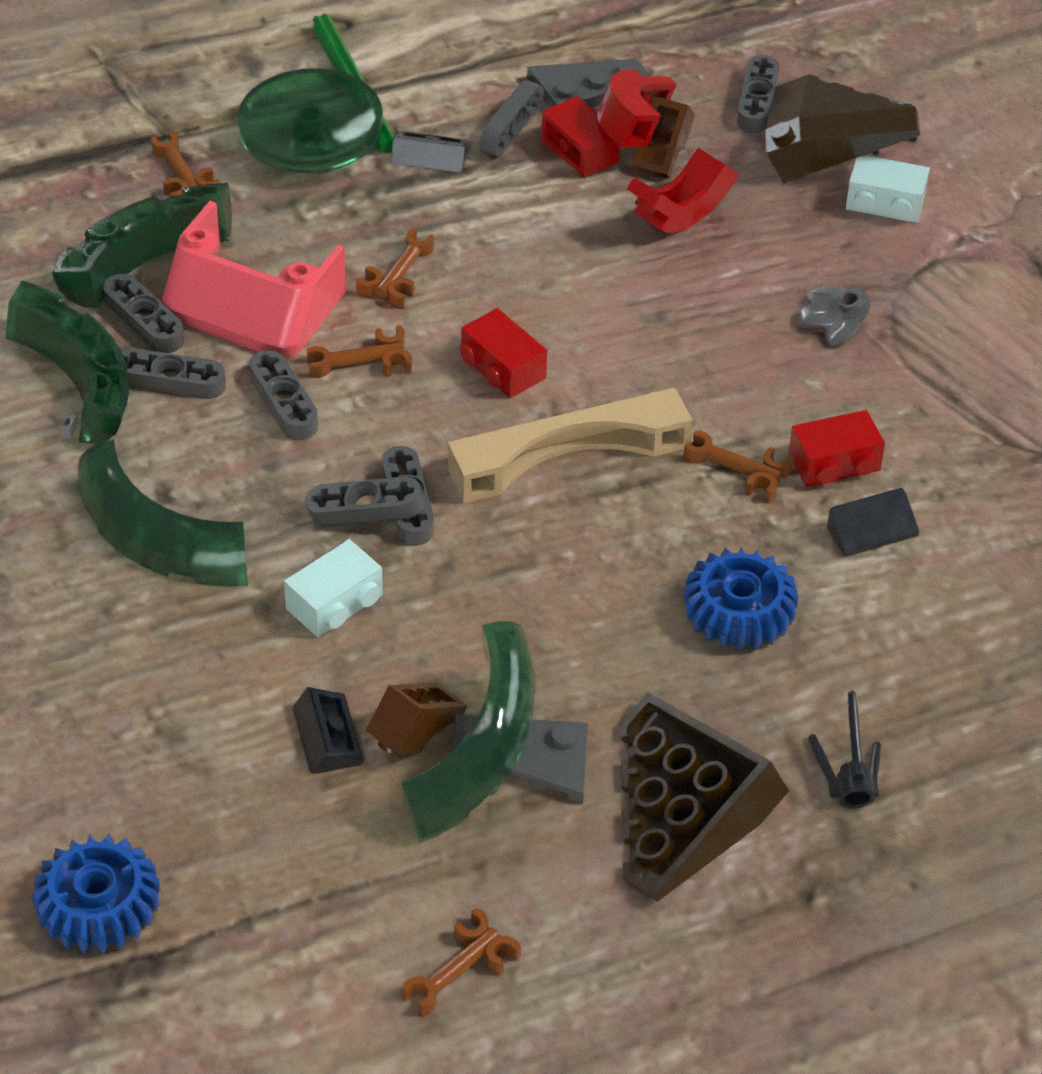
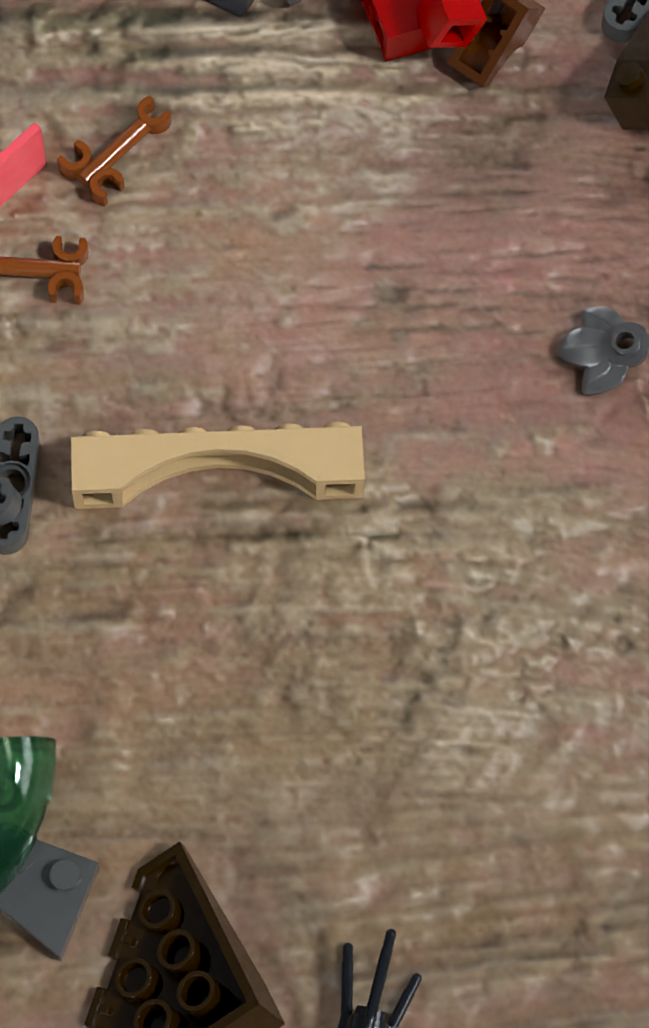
camera: 15 degrees right, 20 degrees up
(503, 353) = (188, 312): red brick -> none
(687, 197) = (486, 134): red arch -> none
(740, 598) = (325, 769): blue gear -> none
(760, 475) = (431, 564): dark orange bar -> none
(836, 448) = (526, 556): red brick -> none
(872, 522) = (529, 671): black slope -> none

